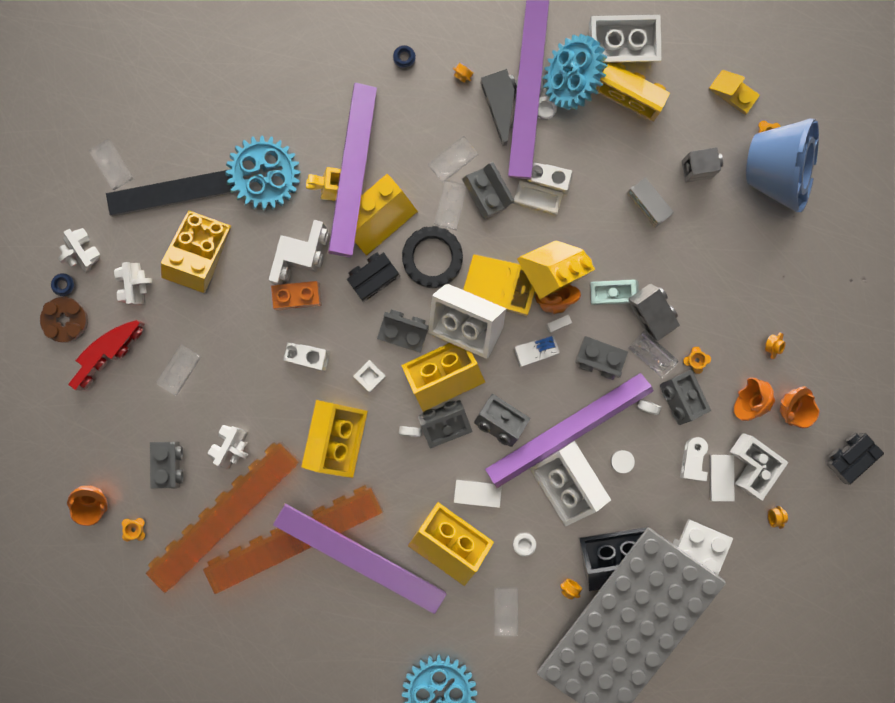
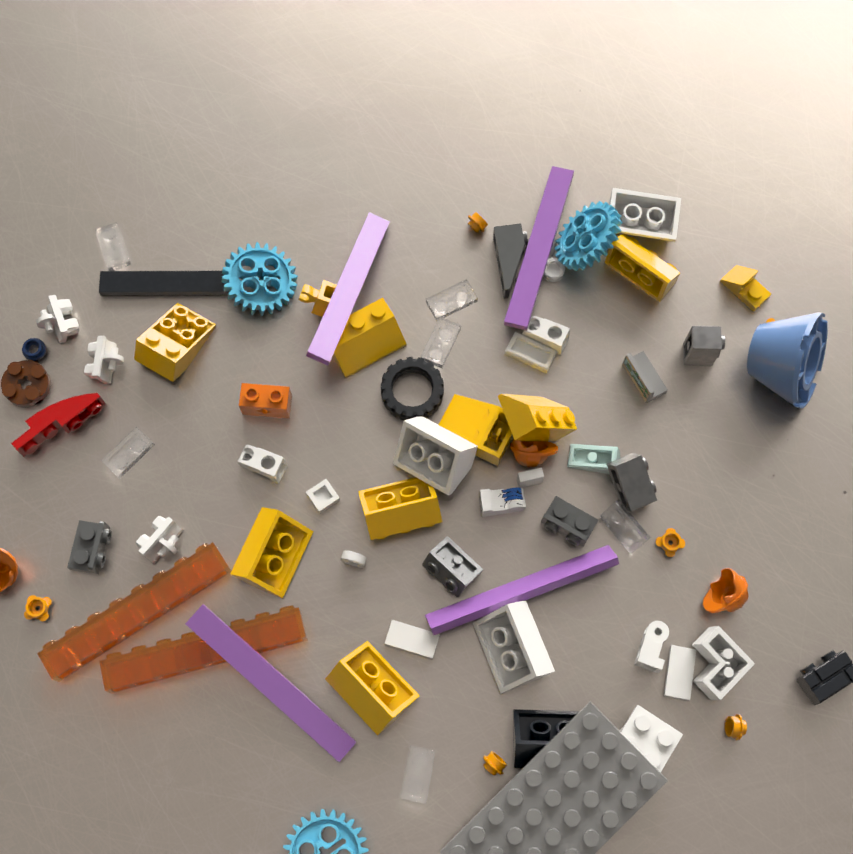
camera: 10 degrees right, 15 degrees down
(299, 253) = (277, 357): white bracket -> none
(373, 276) = (347, 396): black brick -> none
(403, 331) = (367, 456): dark grey bracket -> none
(404, 49) = (422, 193): dark blue plate -> none
(444, 423) = (391, 558): dark grey bracket -> none
(488, 190) = (481, 334): dark grey bracket -> none
(524, 544) = (452, 704): white tile -> none
(622, 461) = (574, 634): white tile -> none
(649, 407) = (612, 581): white tile -> none
(685, 397) = (651, 578): dark grey bracket -> none
(775, 345) = (756, 541): light orange plate -> none
(799, 408) = (774, 610): orange piece -> none

